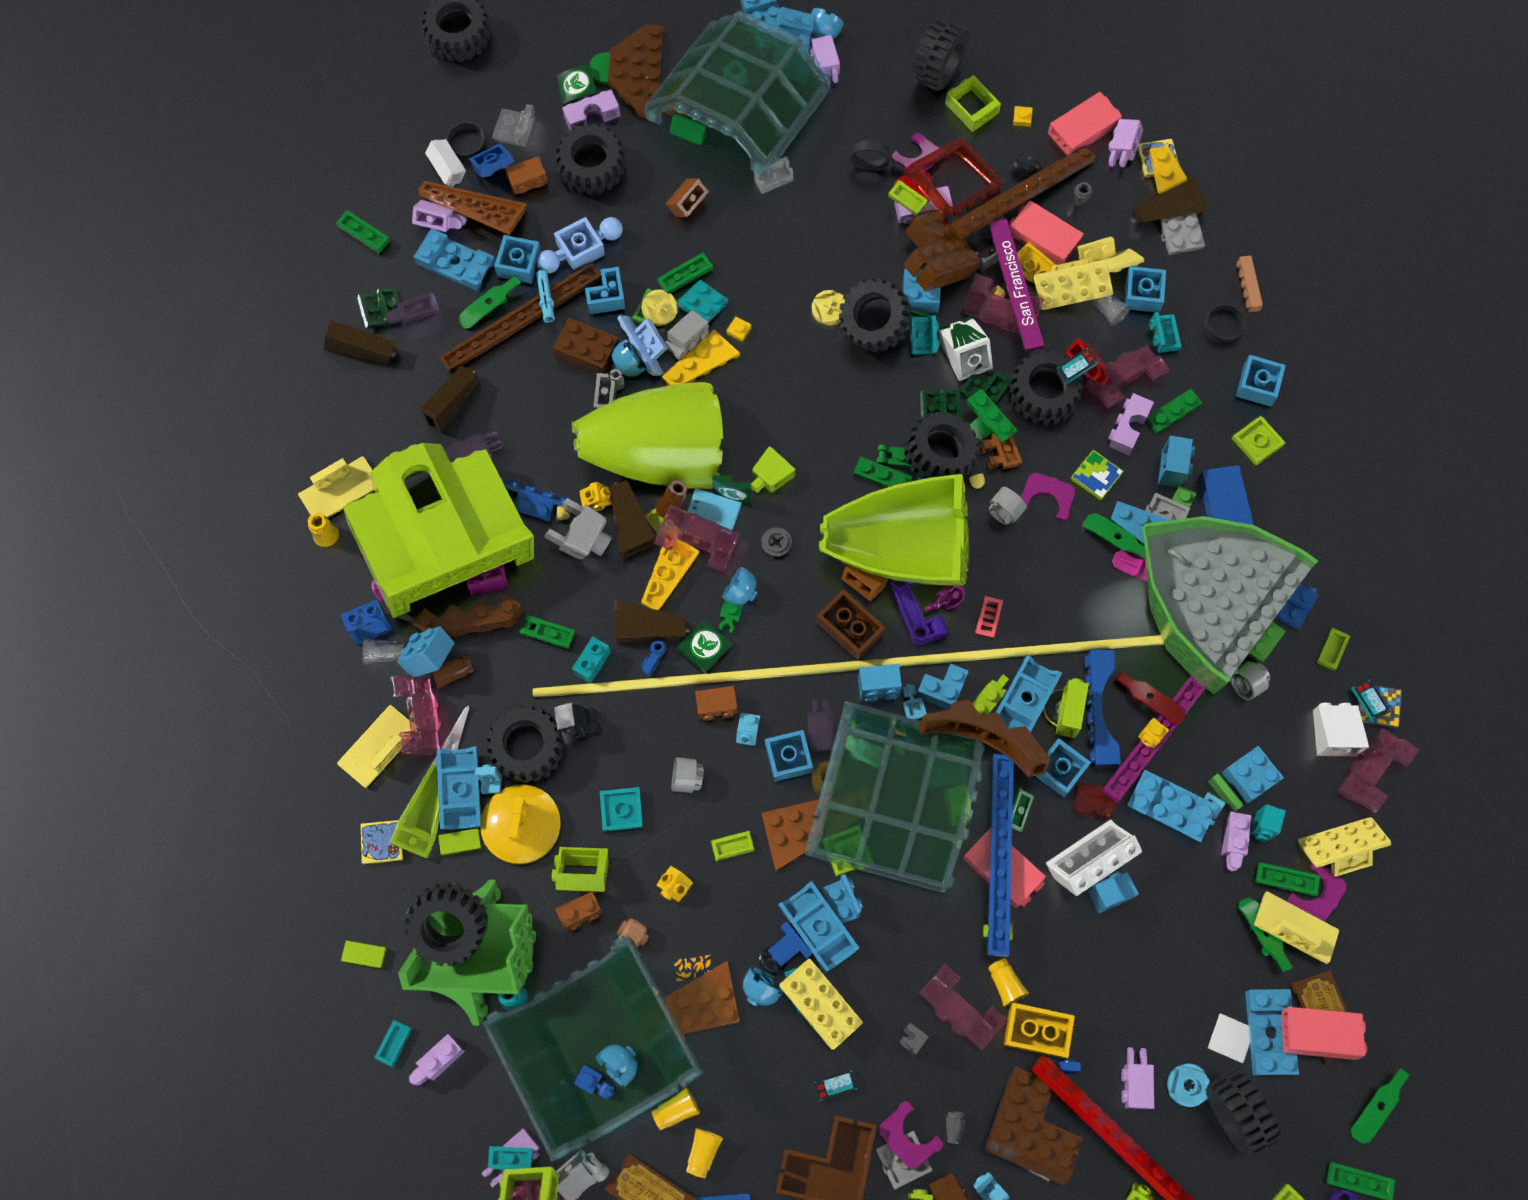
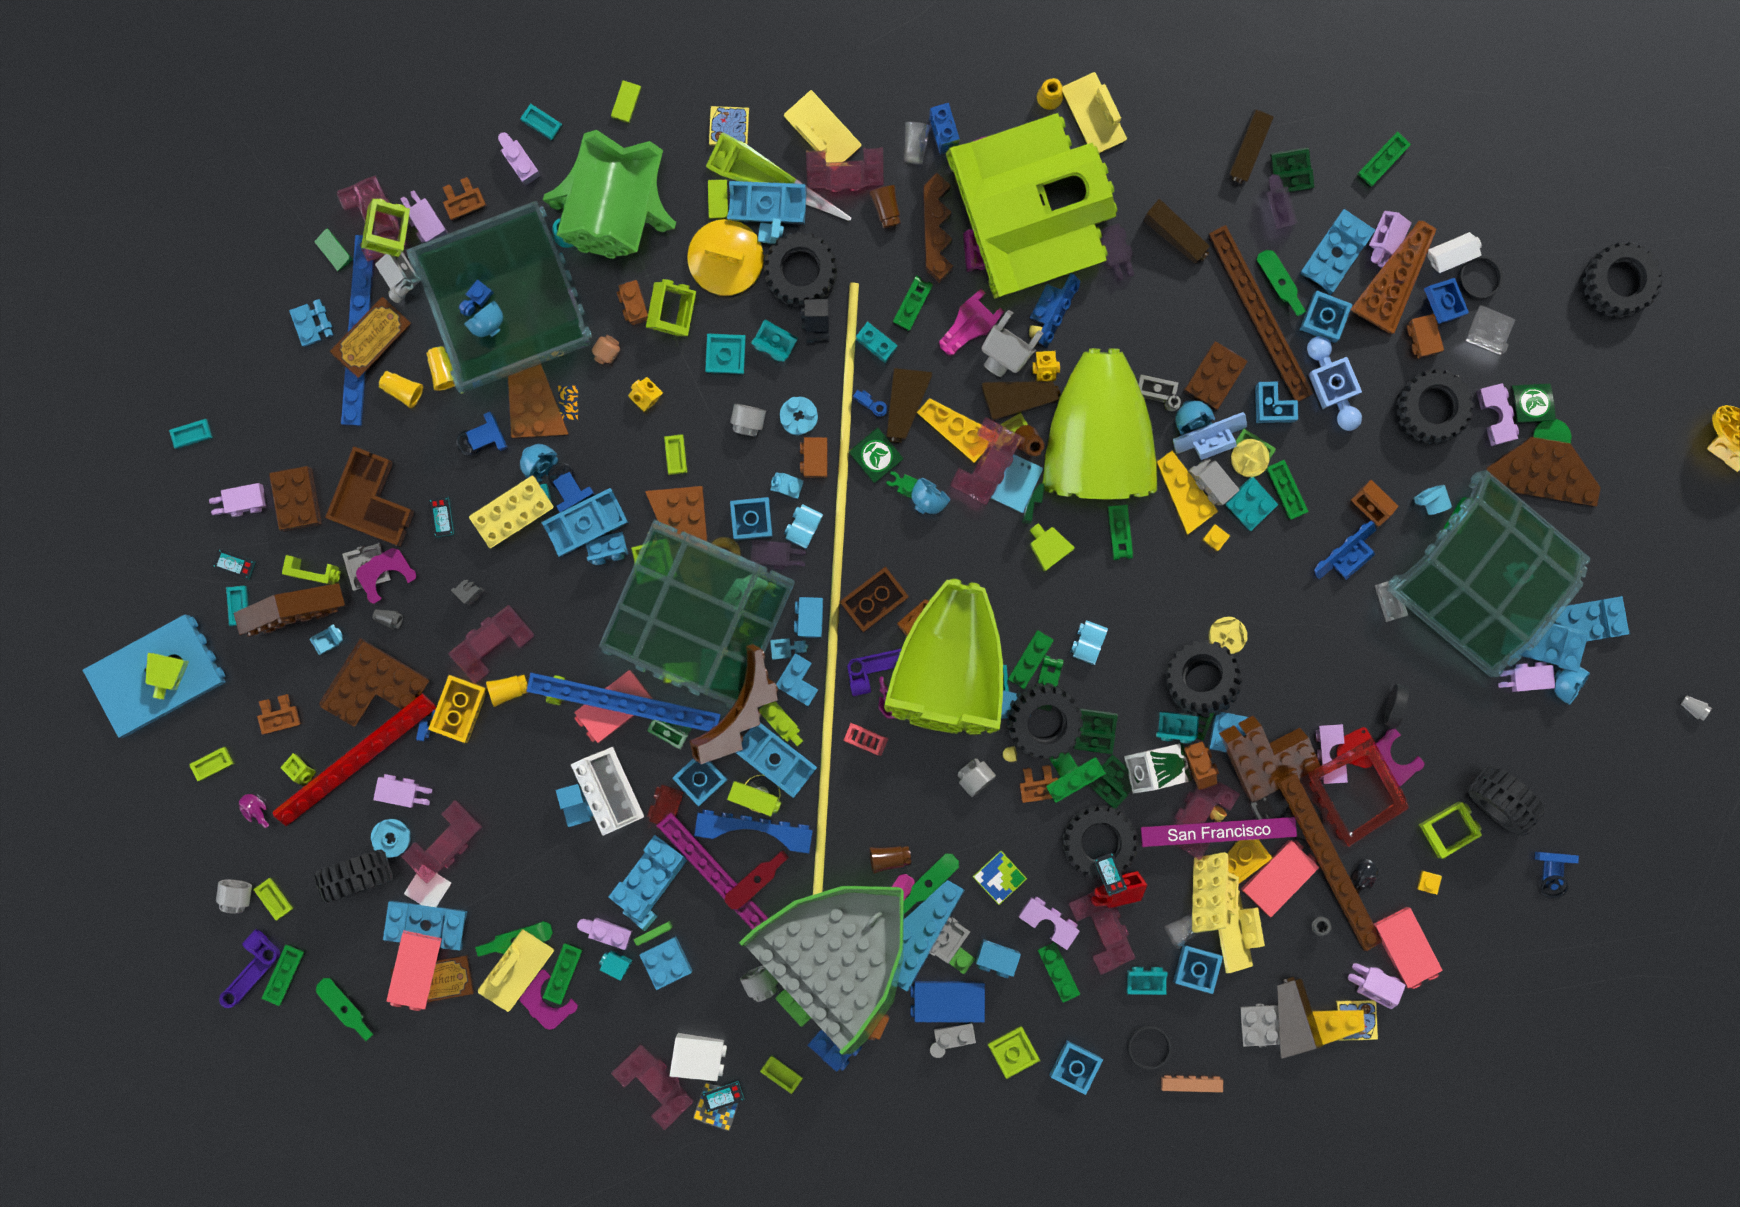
camera: 95 degrees right, 15 degrees up
(425, 652) = (903, 182): dark azure brick -> none
(439, 947) = (646, 185): black tyre -> none
(491, 1114) = (464, 203): none -> dark orange plate
(510, 1157) = (419, 215): teal plate -> none
(547, 309) = (1277, 340): medium azure pin -> none
(560, 574) = (971, 322): none -> dark pink animal
(602, 761) = (774, 341): none -> teal bracket
(666, 733) = (793, 406): none -> medium azure plate
(676, 150) = (1434, 499): none -> medium azure piece
(739, 212) = (1350, 555): none -> blue bracket
(744, 1053) = (482, 436): none -> blue piece
(746, 411) = (1120, 531): none -> green plate
(777, 534) = (977, 532): dark grey gear -> none
(787, 705) = (803, 527): none -> medium azure brick
(857, 423) = (1089, 643): none -> medium azure brick
(907, 198) = (1337, 736): lime tile -> none
(957, 308) = (1201, 766): none -> dark orange brick
(991, 23) = (1554, 872): none -> blue piece
(1059, 490) = (988, 838): magenta piece -> none
(1101, 576) = (889, 858): none -> reddish brown plant
(1153, 733) = (718, 873): yellow bracket -> none
(1186, 1021) = (446, 847): none -> clear pink bracket
(1260, 495) = (952, 1036): none -> light grey hinge
(1346, 846) = (585, 1035): light yellow bracket -> none

